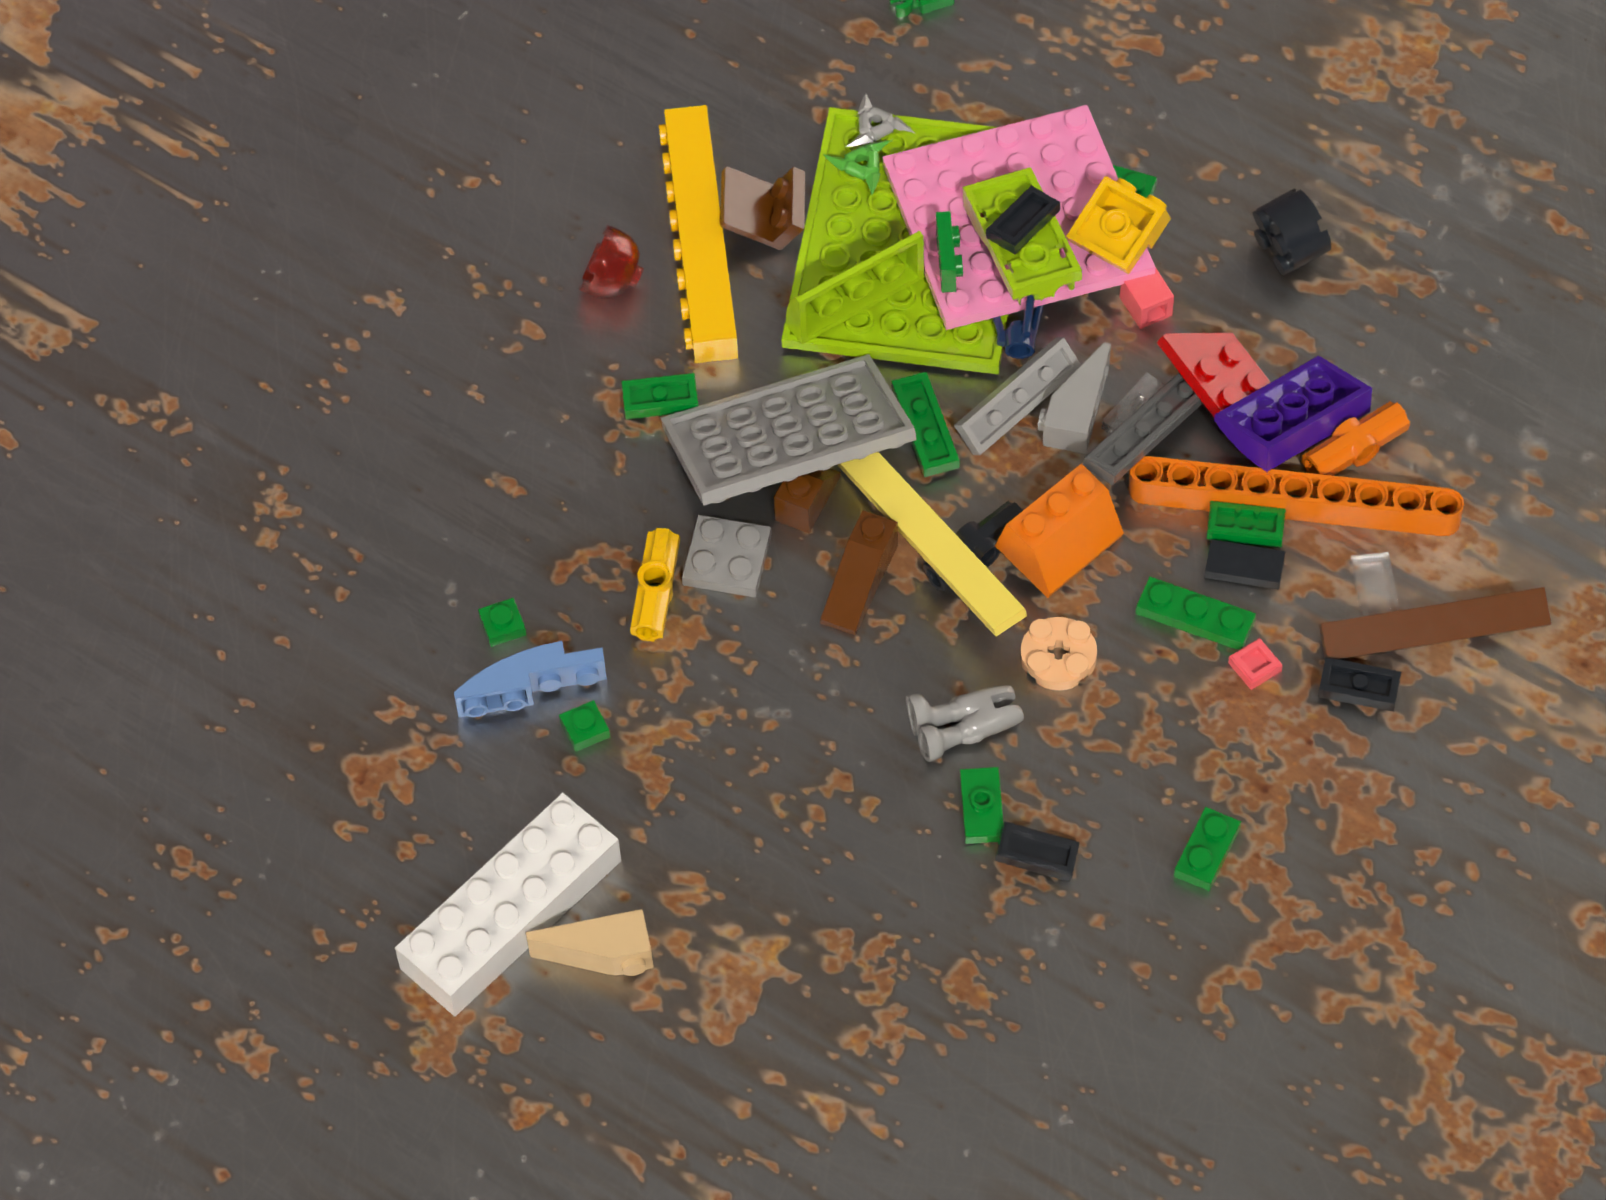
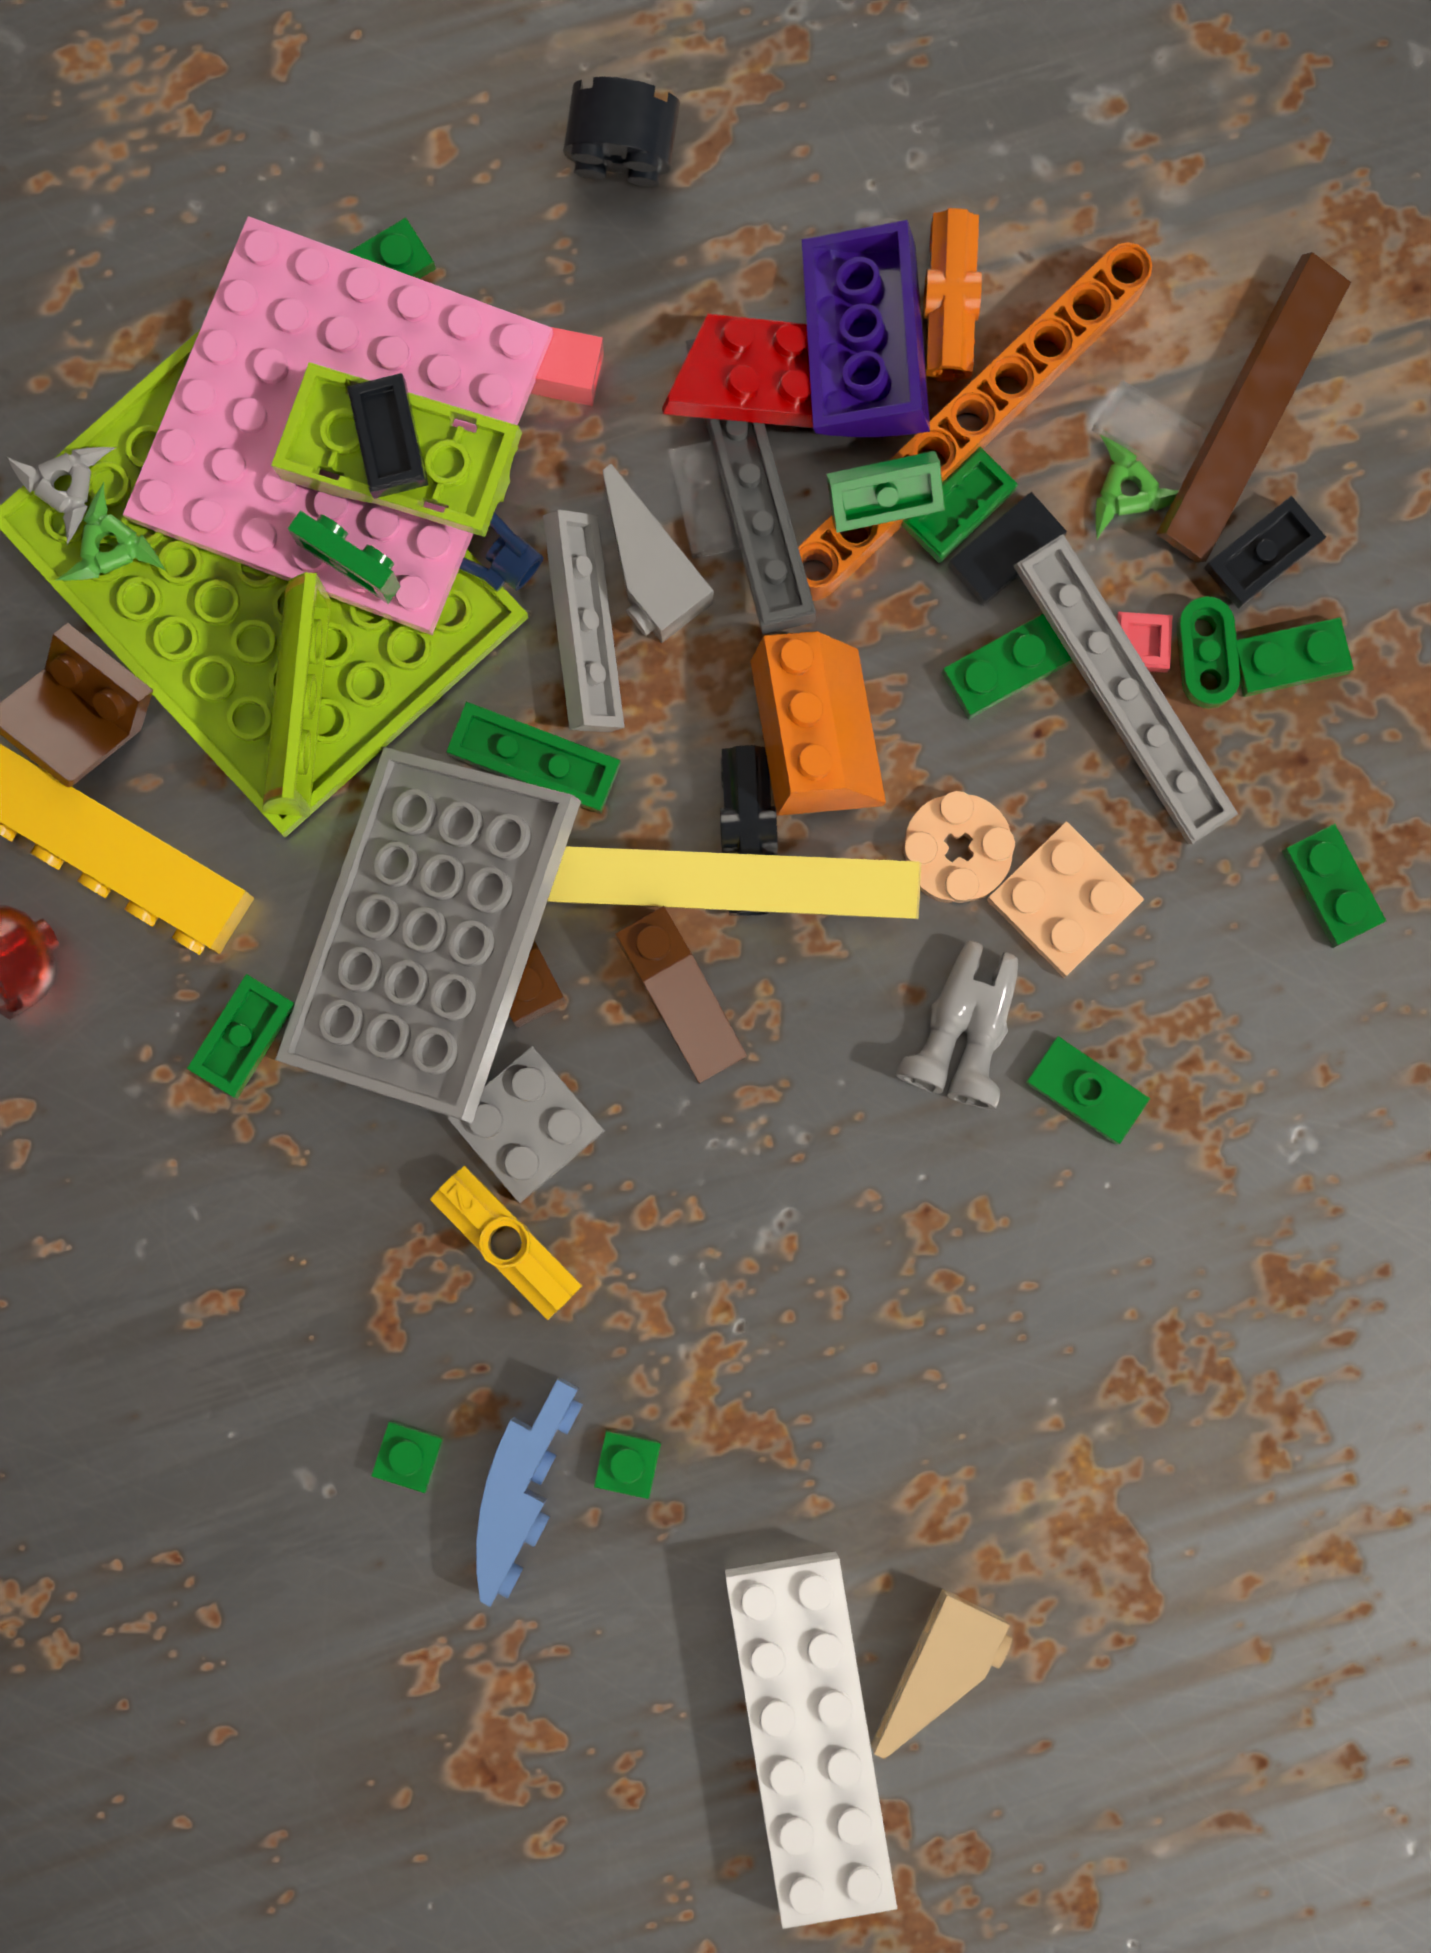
camera: 60 degrees left, 25 degrees up
(1037, 851) = (1198, 1078): black tile -> none
(1078, 723) = (1065, 899): none -> light nougat plate
(1119, 224) = (475, 325): yellow plate -> none
(1211, 467) = (885, 491): none -> plate
(1217, 666) = (1125, 689): none -> light grey tile
(1274, 696) = (1209, 654): none -> green plate
(1316, 741) = (1293, 657): none -> green plate
(1342, 590) = (1112, 499): none -> bright green piece

